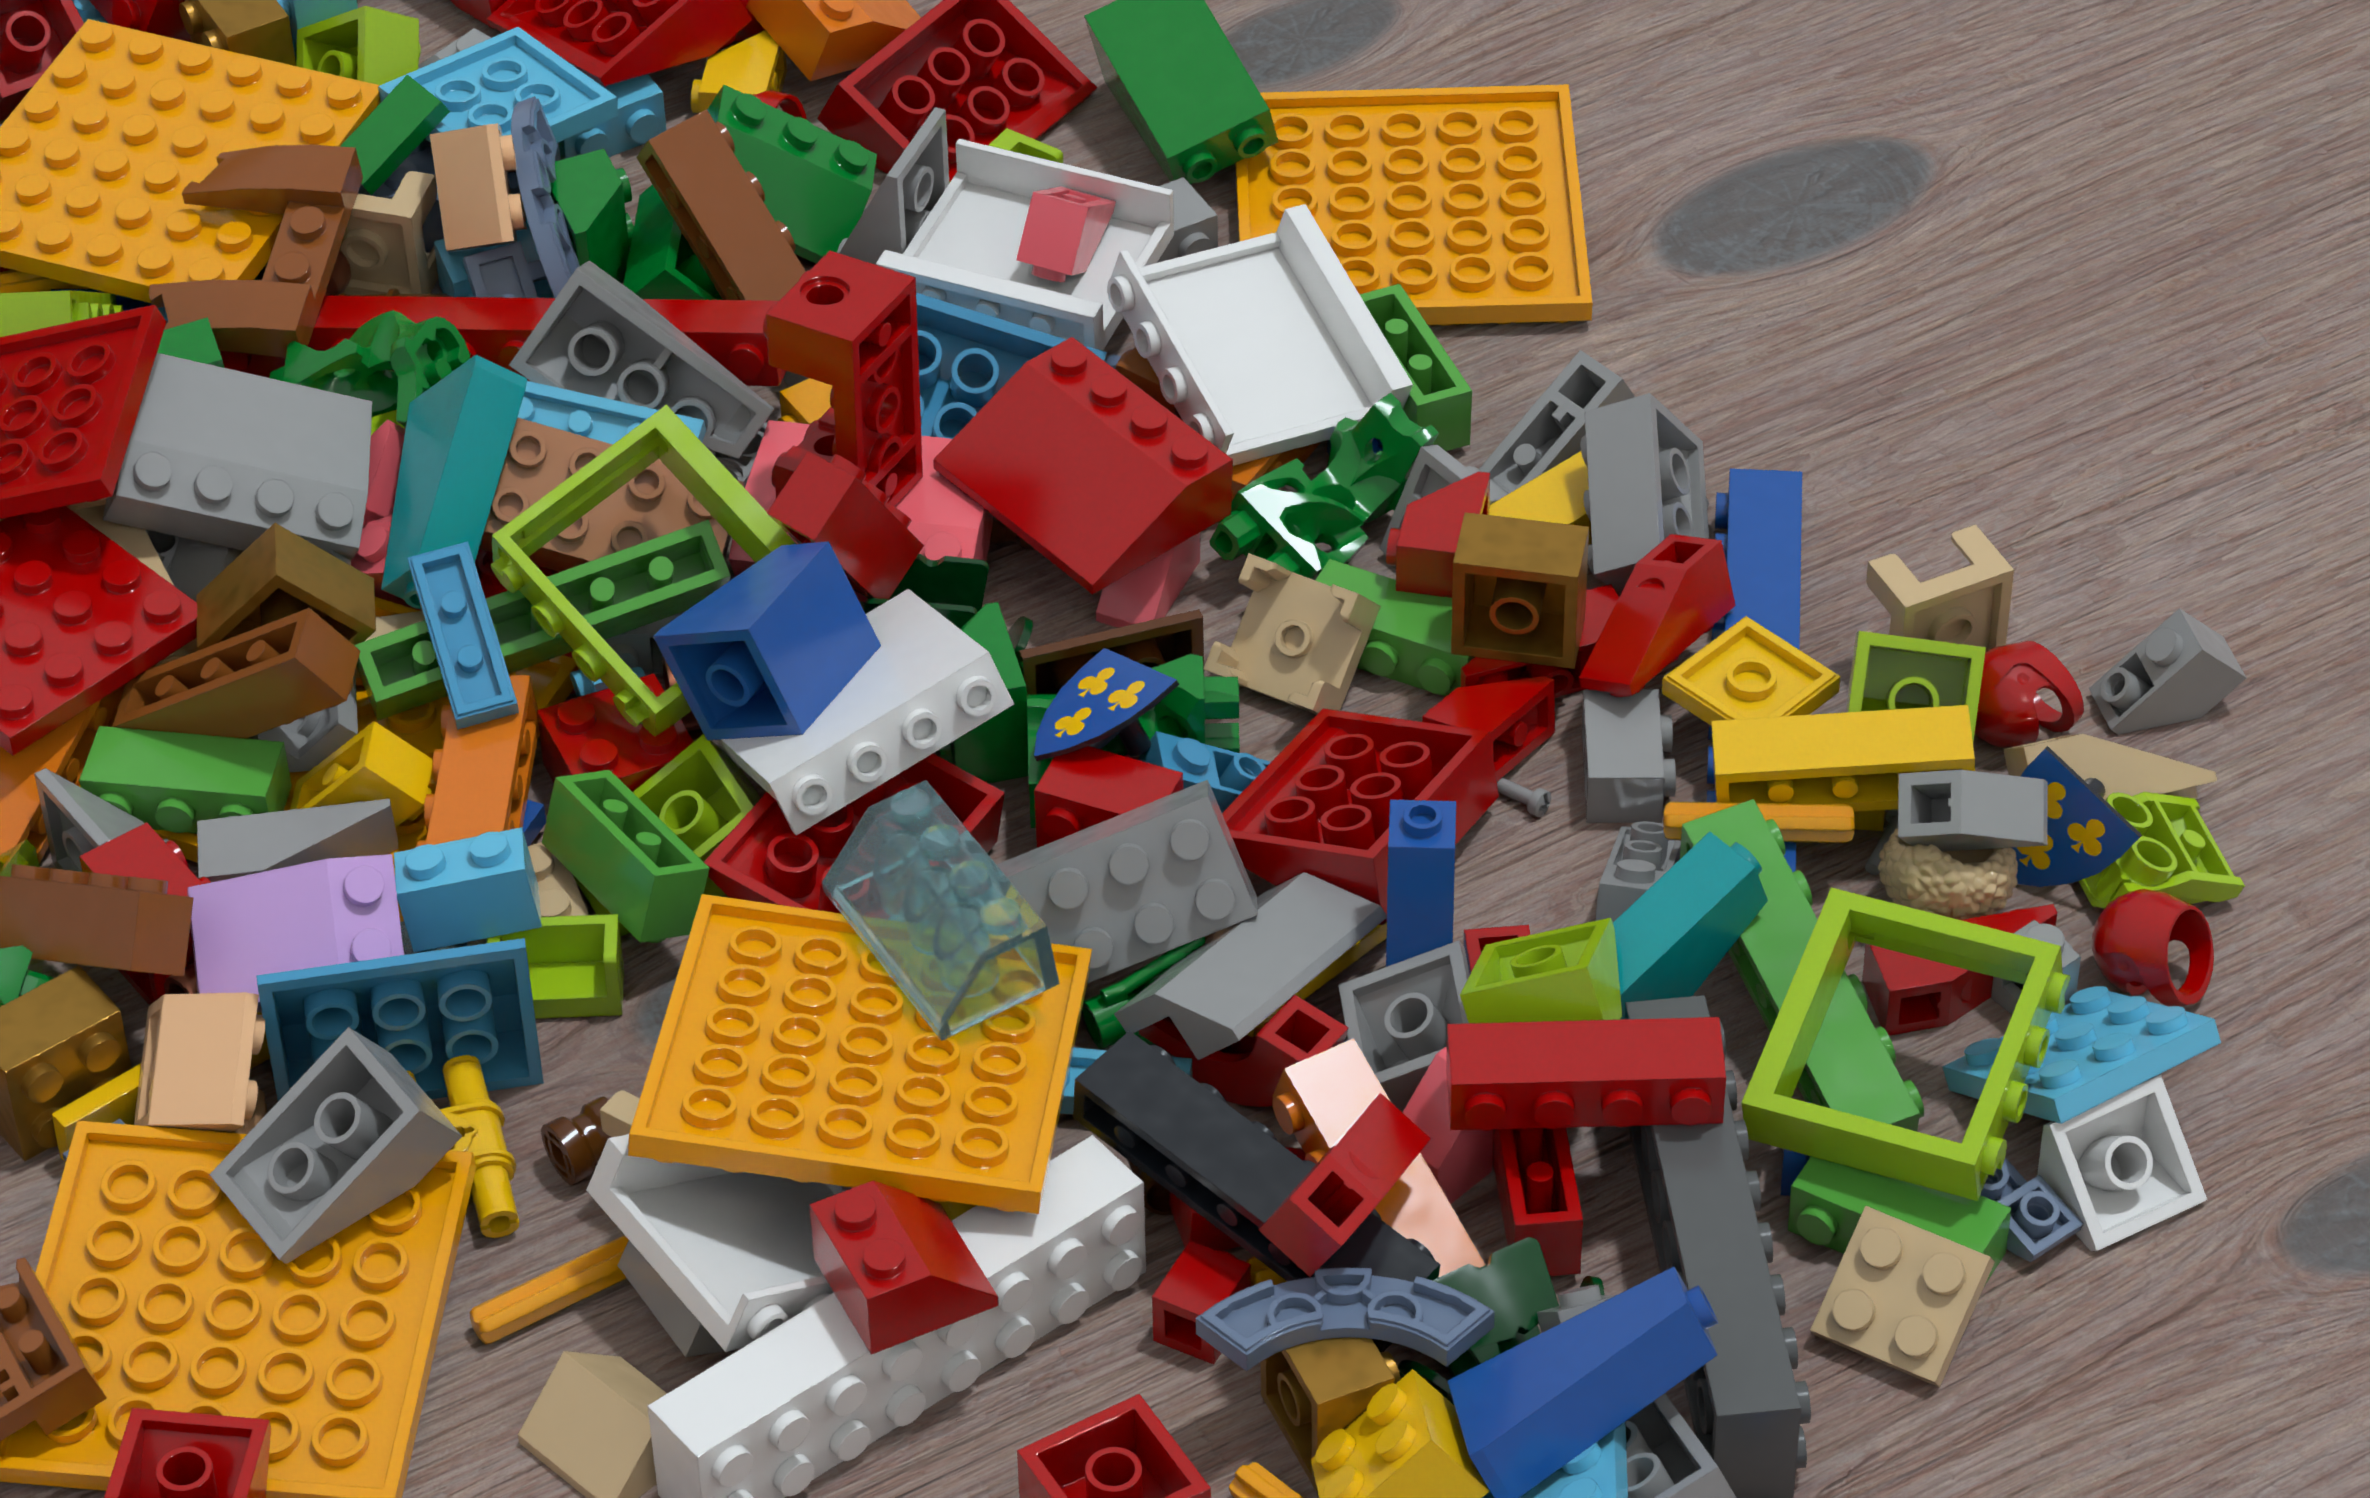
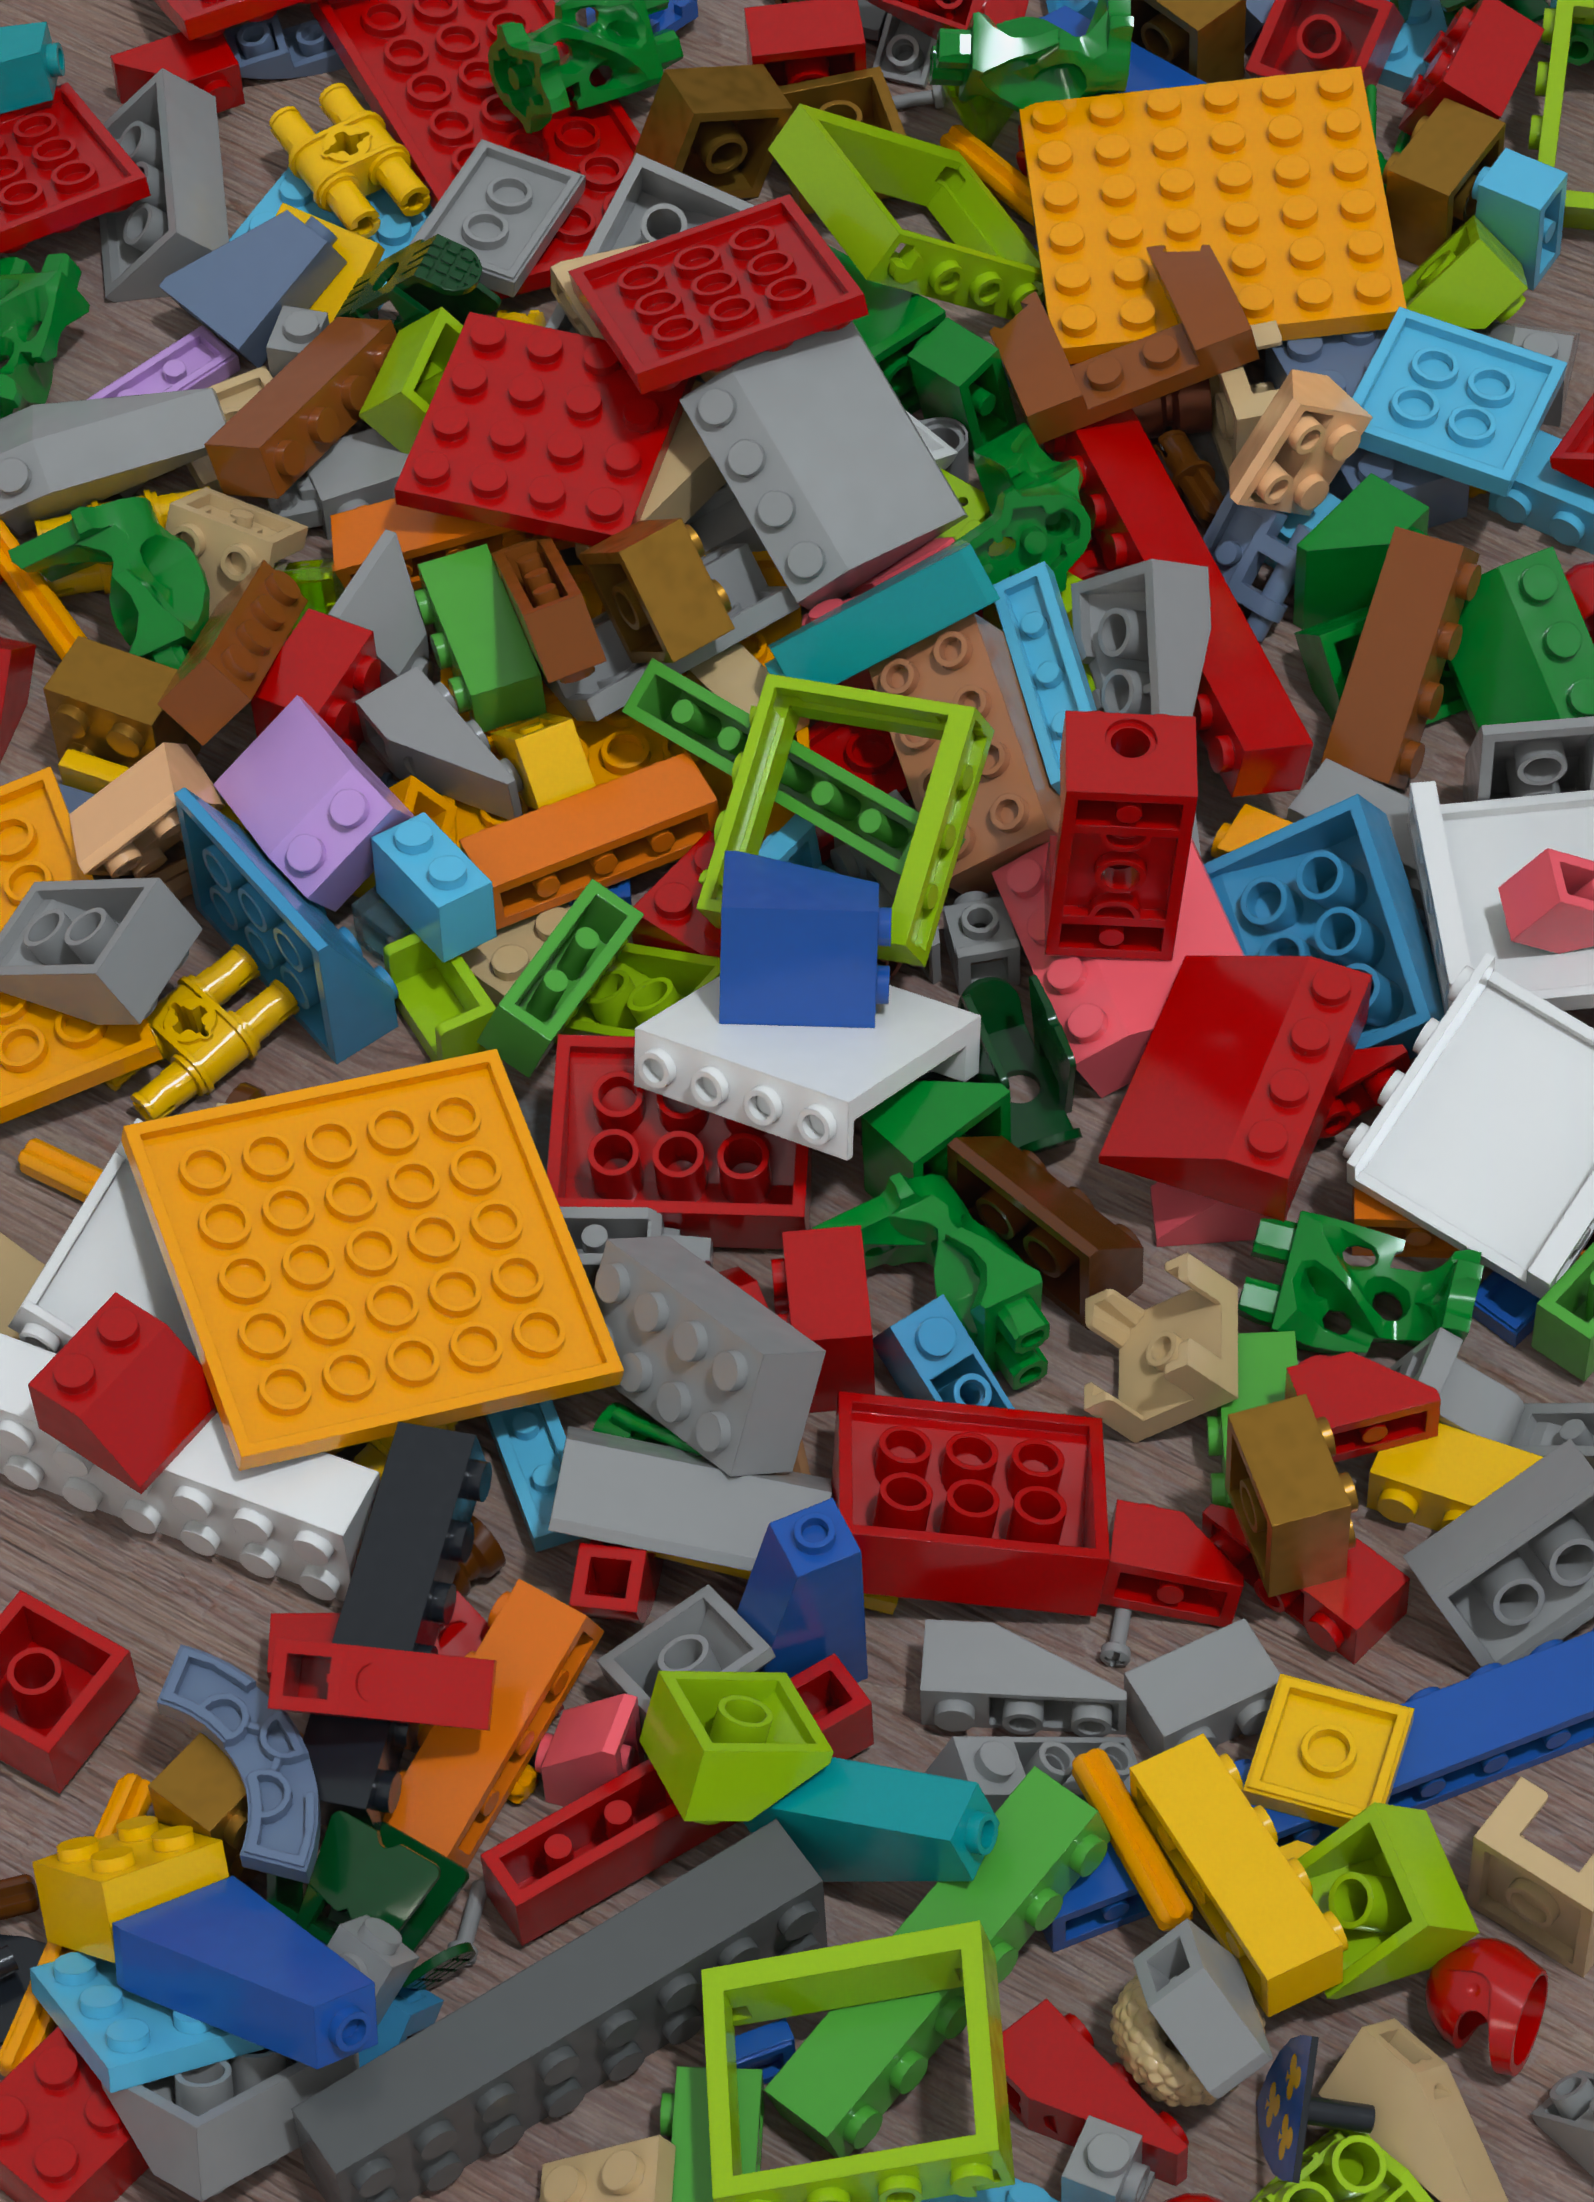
camera: 65 degrees right, 10 degrees up
(394, 131) = (1337, 346): green tile -> none
(462, 635) = (700, 725): dark azure tile -> none
(535, 163) = (1290, 510): sand blue tile -> none
(838, 506) = (974, 925): red brick -> none
(939, 913) = (547, 1231): clear light blue slope -> none
(1102, 704) = (908, 1231): blue shield -> none
(1531, 864) = (999, 1680): none -> light grey slope
(1585, 1073) = (631, 1819): red brick -> none
(1662, 610) = (1361, 1631): red slope -> none

